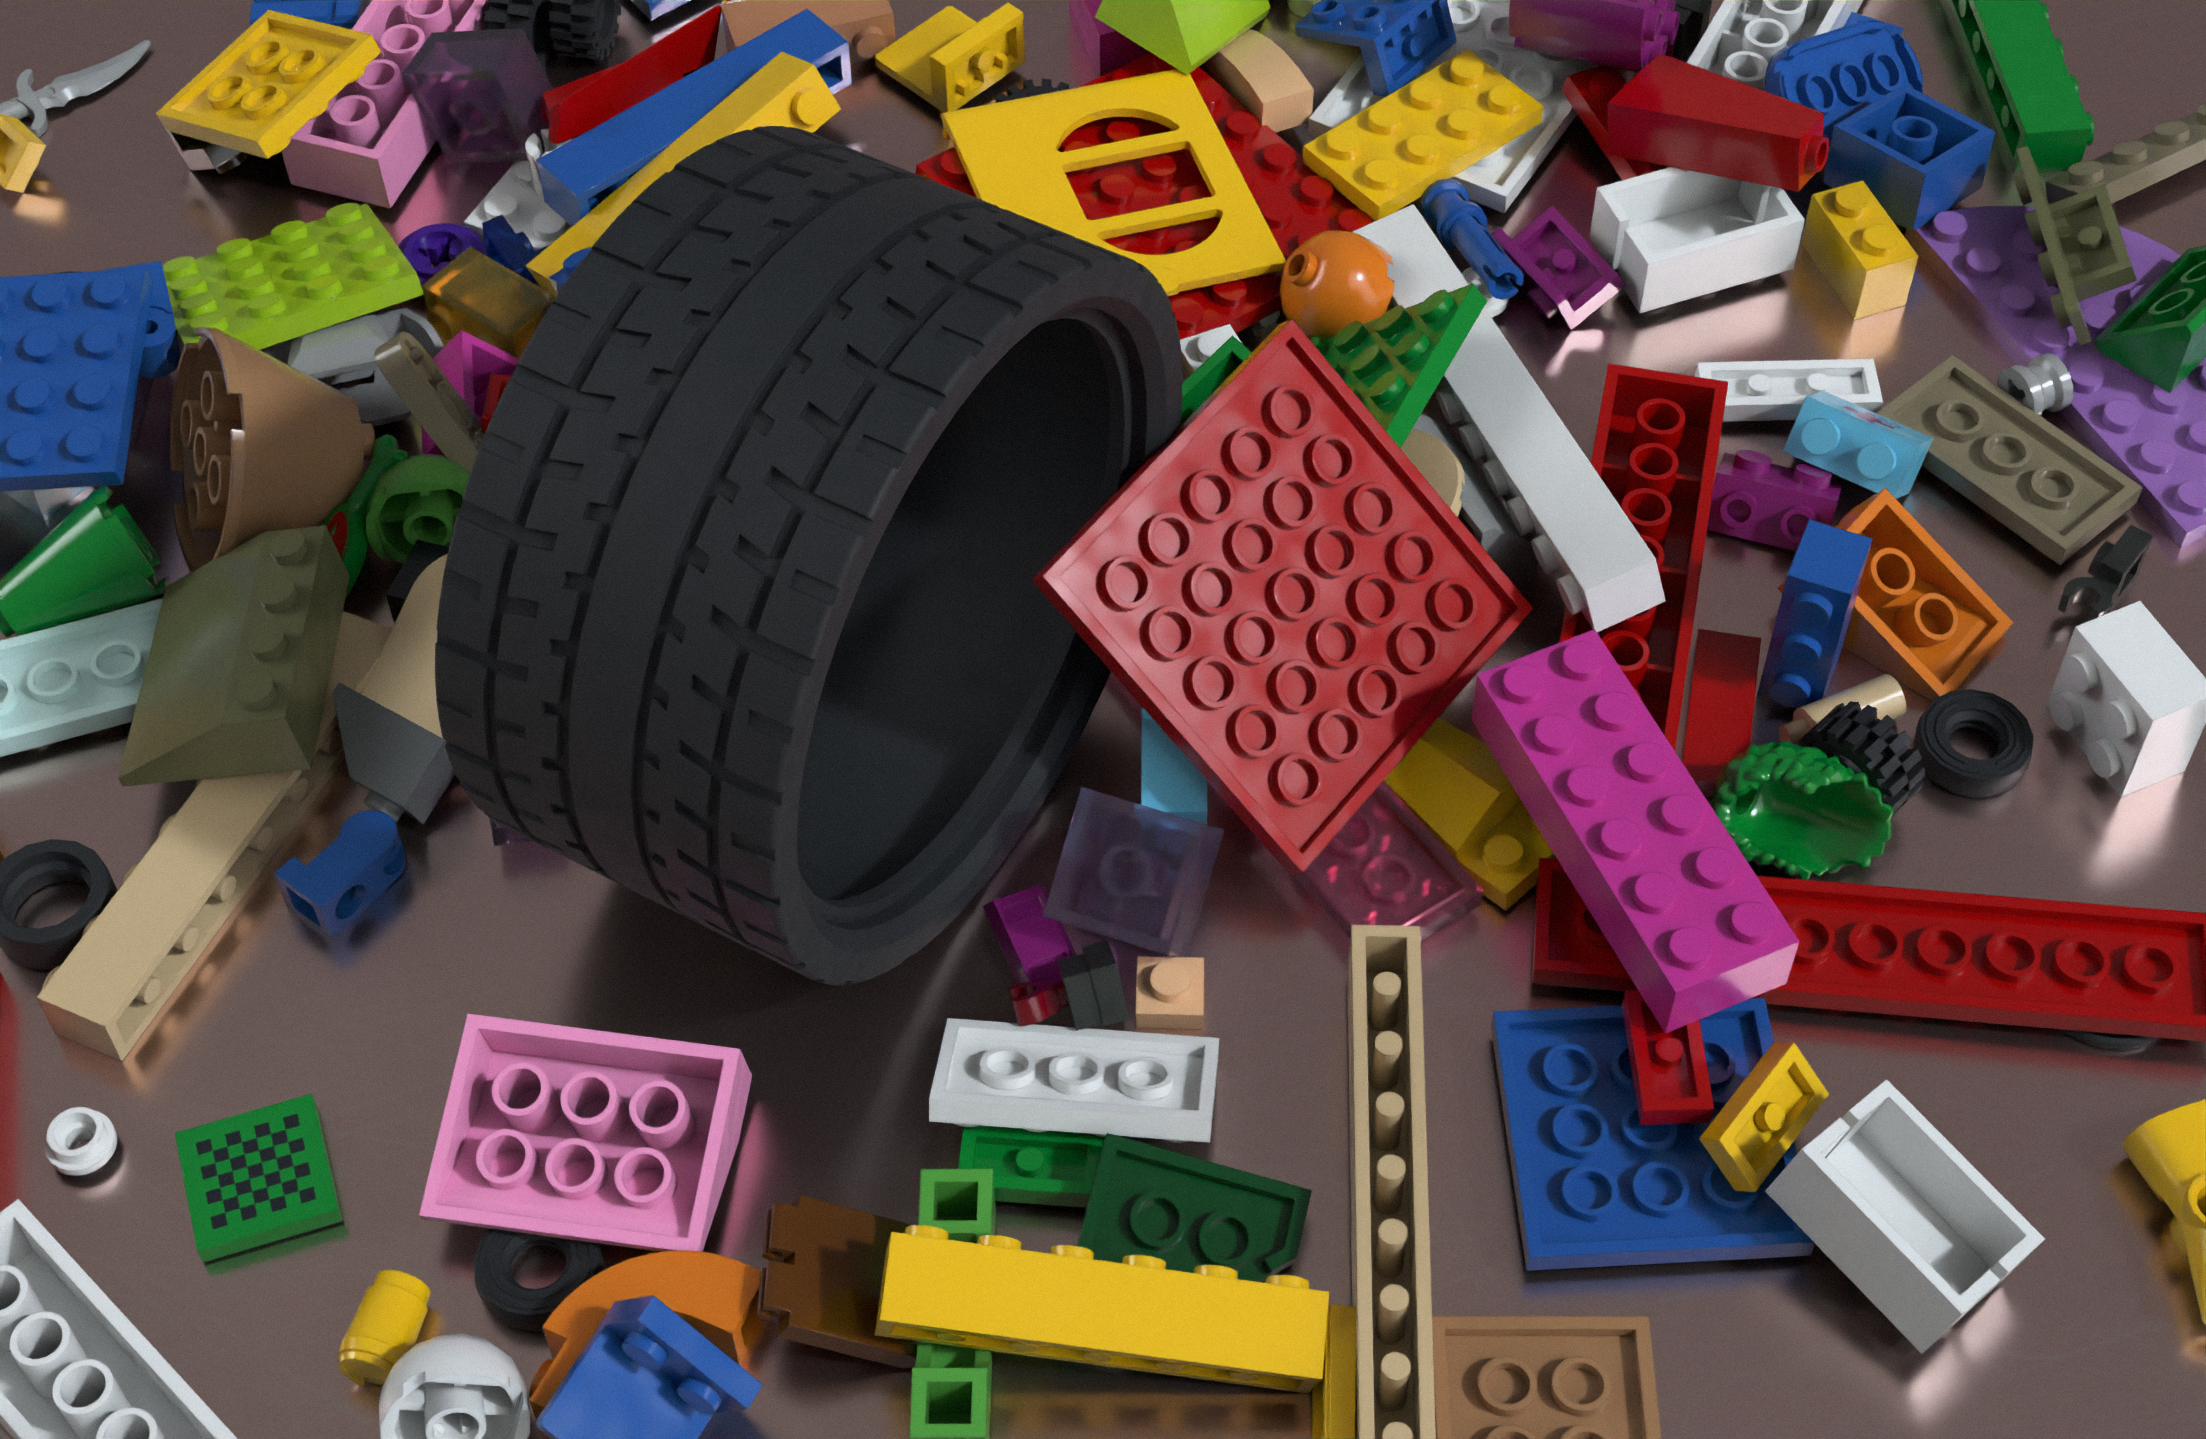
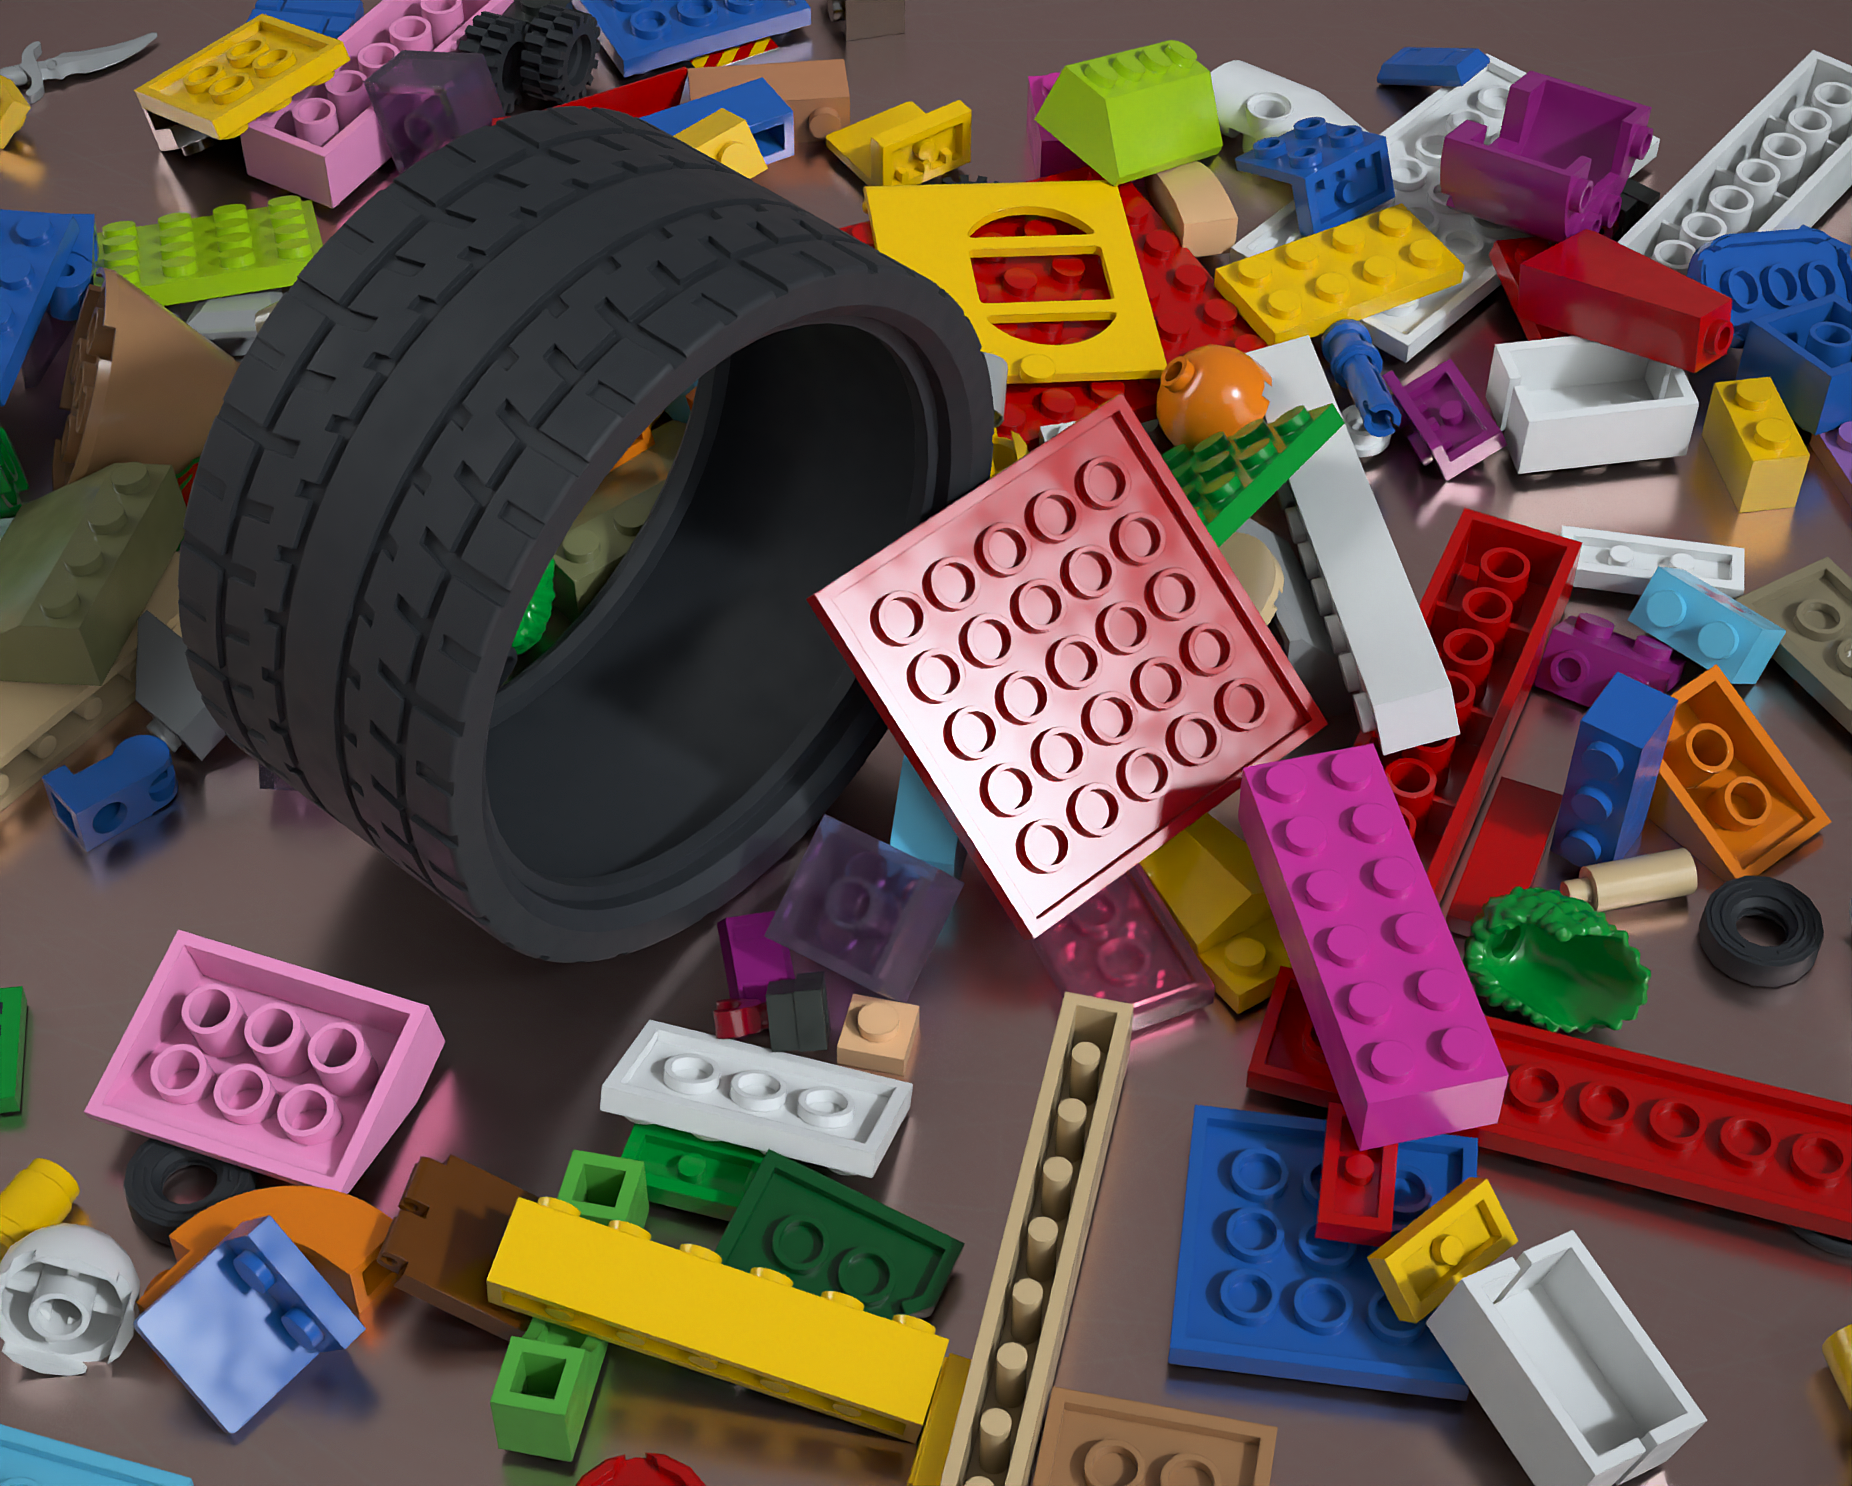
camera: 10 degrees right, 5 degrees down
(1870, 748) = (1647, 914): black tyre -> none

